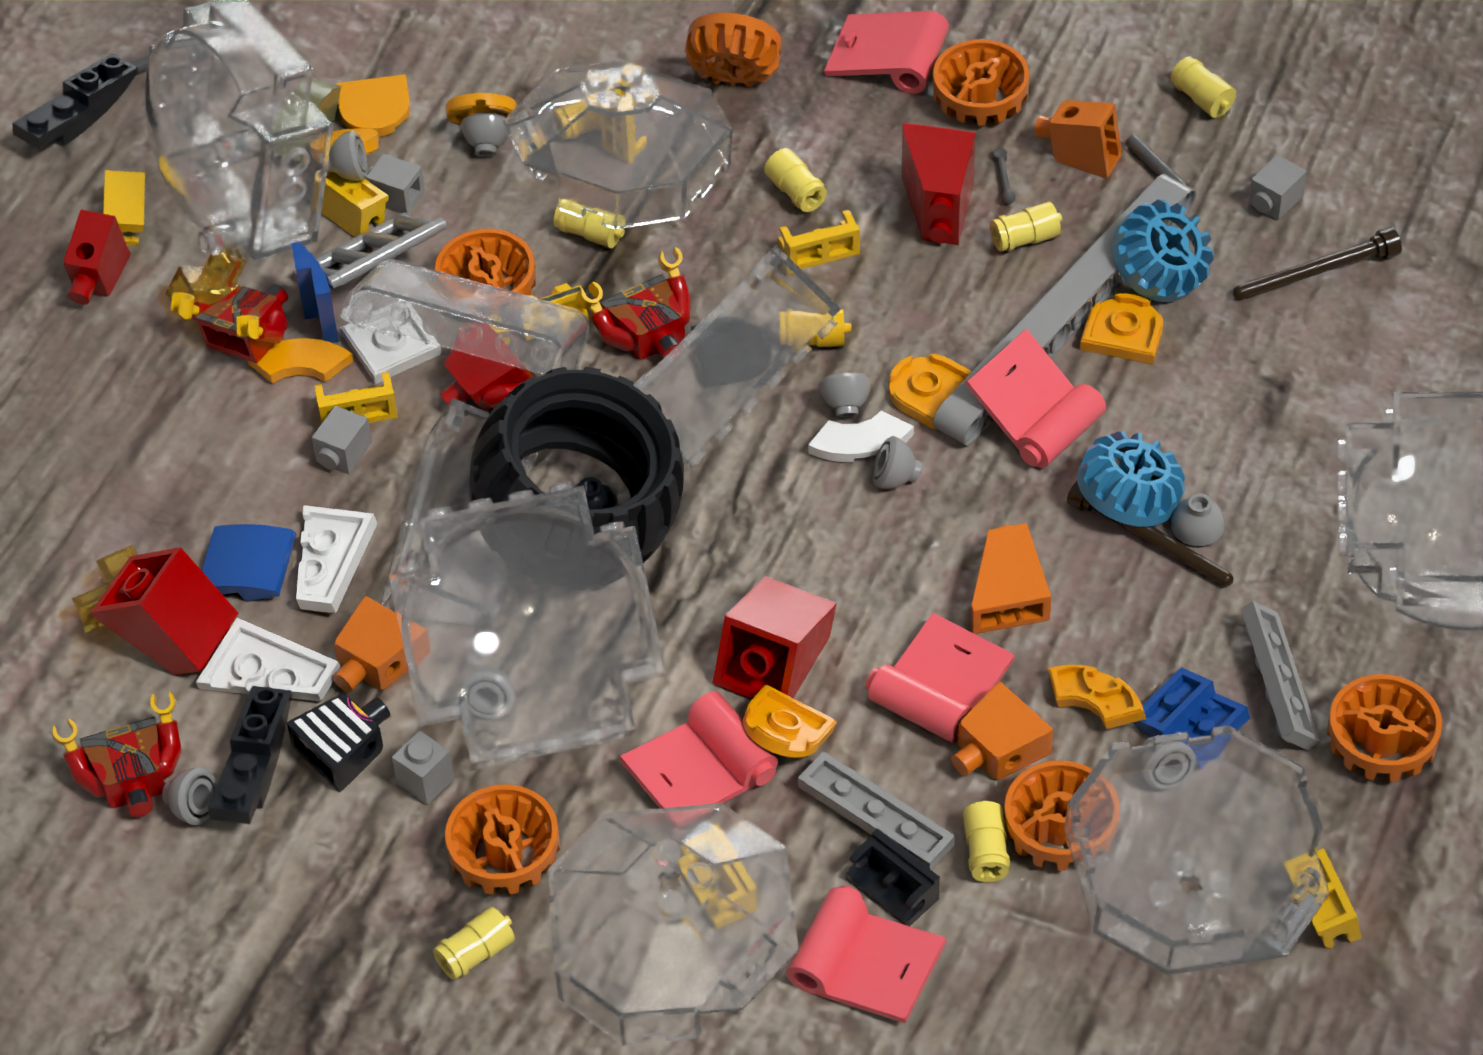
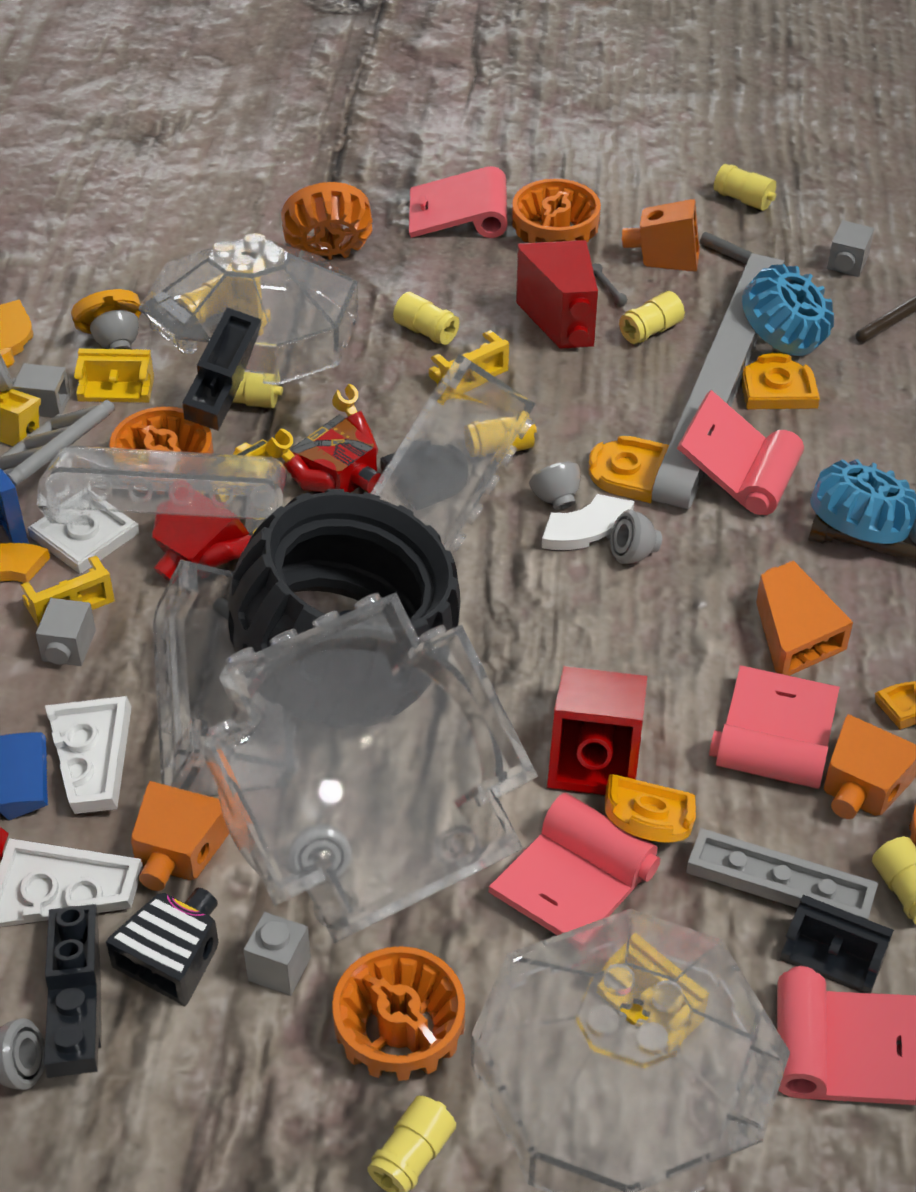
camera: 20 degrees left, 5 degrees down
(469, 181) = (114, 375): none -> yellow hinge
(557, 206) = (221, 369): none -> black slope

